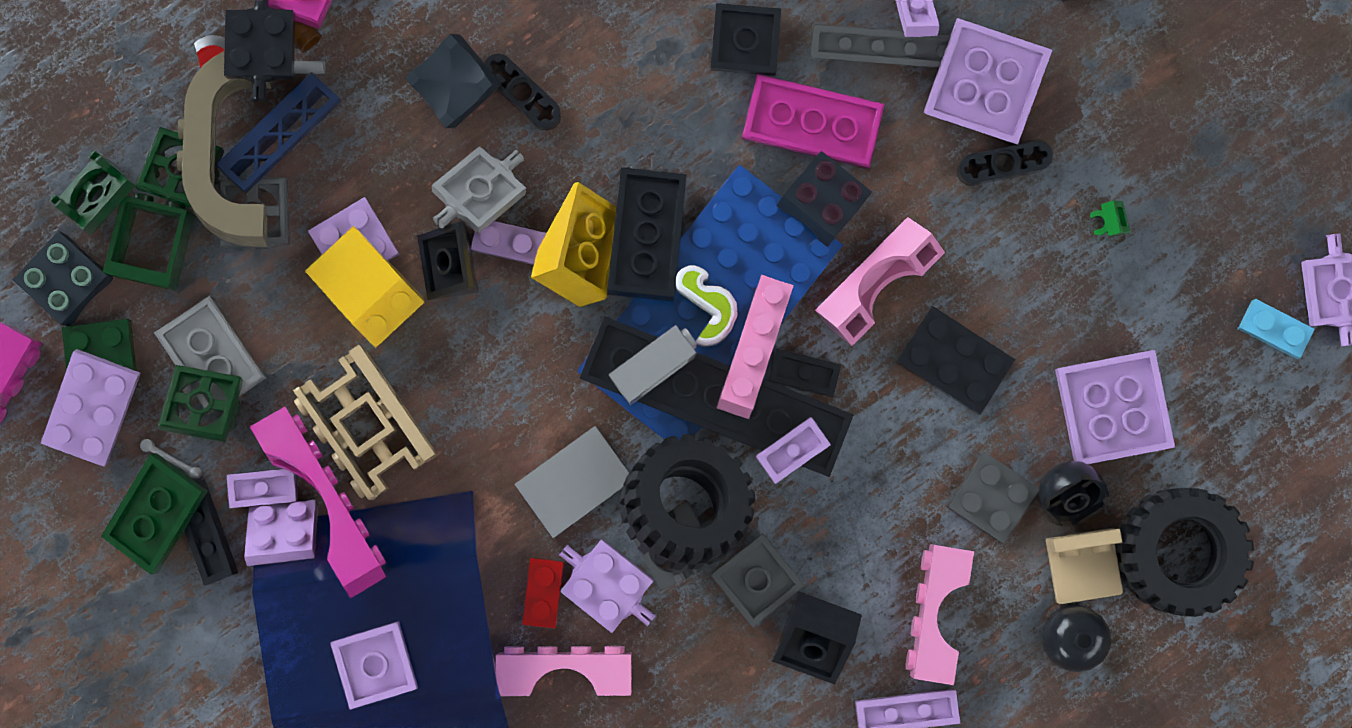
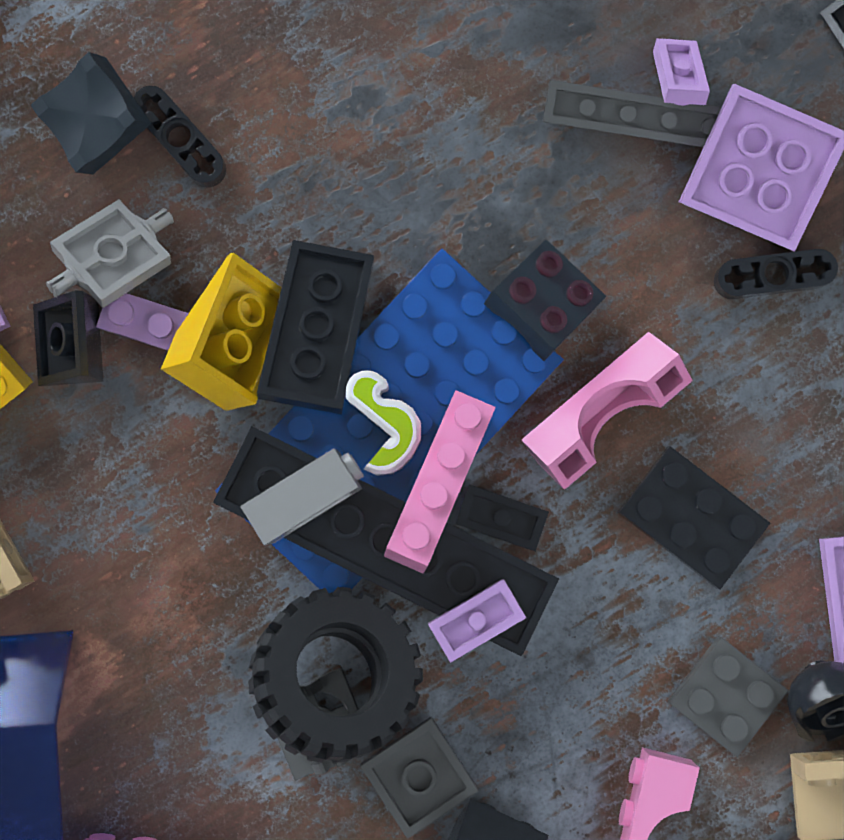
camera: 15 degrees right, 0 degrees up
(543, 593) = (147, 769): red plate -> none
(573, 482) = (198, 631): light grey tile -> none
(607, 585) = (228, 766): lavender plate -> none
(745, 39) = (463, 93): black plate -> none
(813, 121) = (539, 202): dark pink tile -> none

